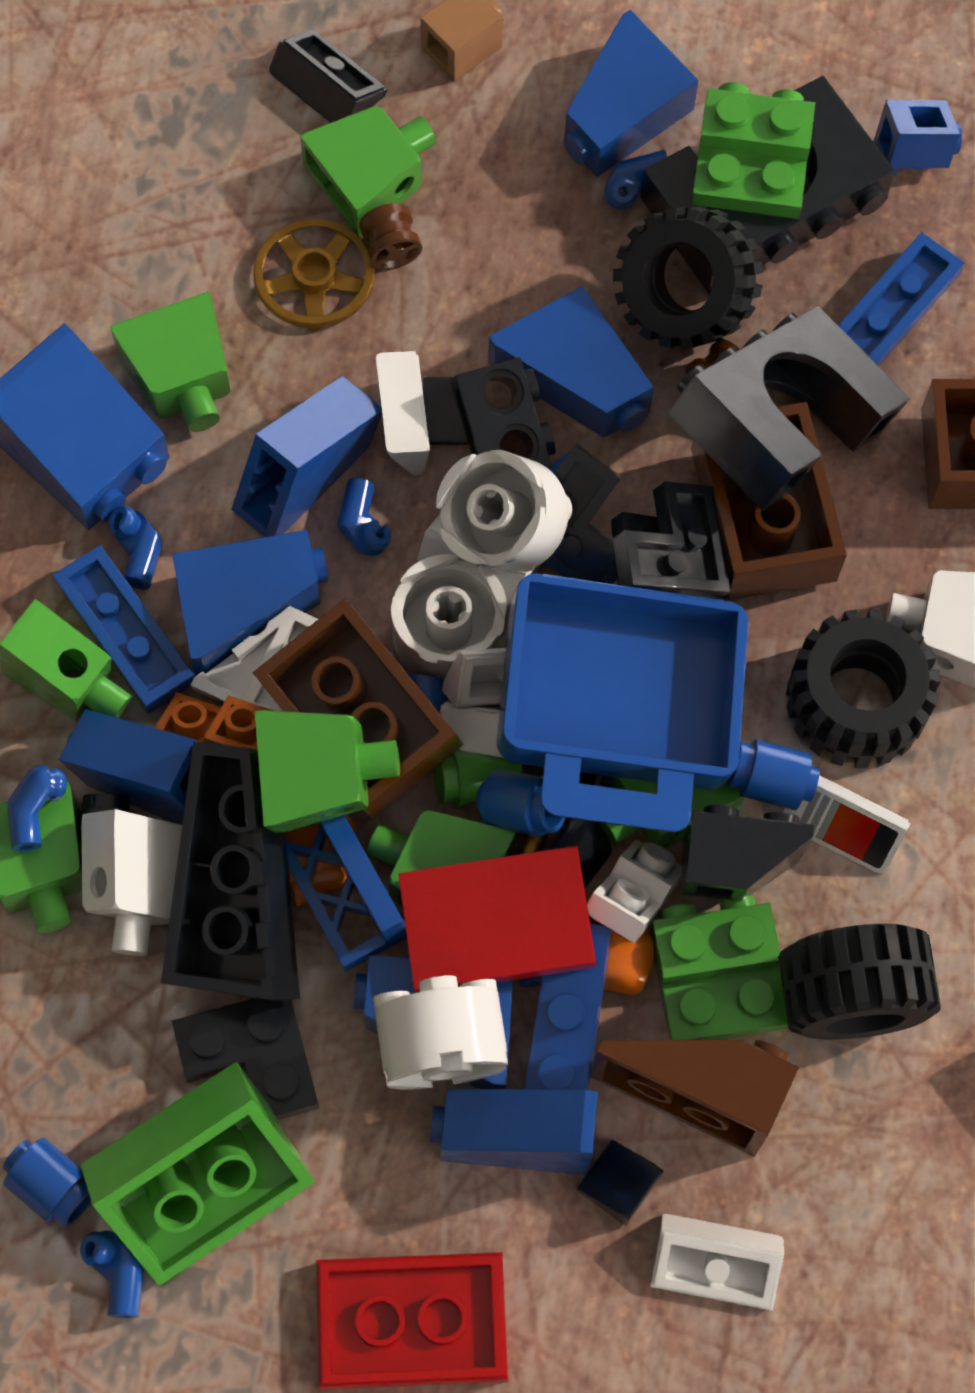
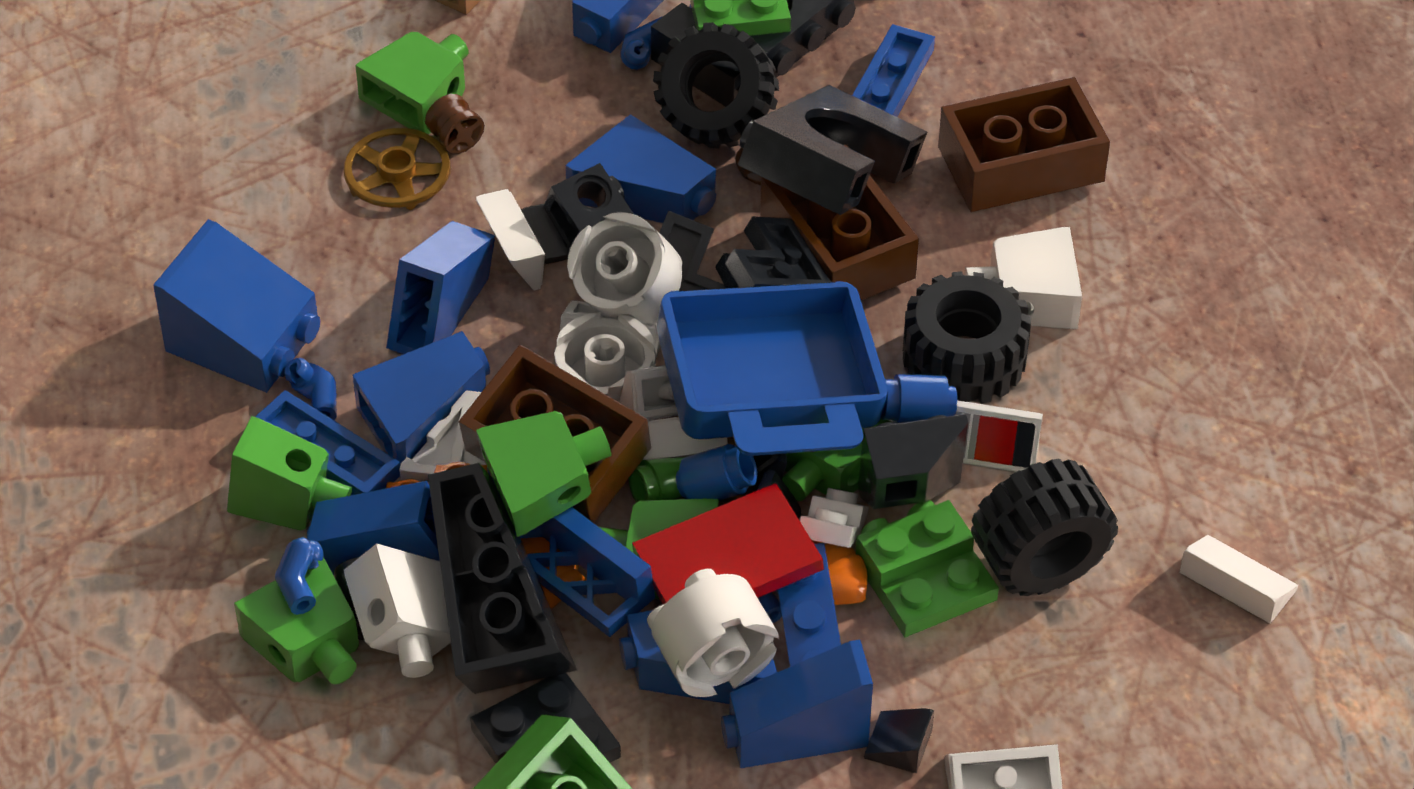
camera: 15 degrees left, 20 degrees down
(176, 360) = (306, 243): bright green torso -> none
(324, 76) = (351, 31): black slope -> none
(356, 522) = (499, 330): blue arm -> none
(709, 1084) = (940, 634): reddish brown slope -> none

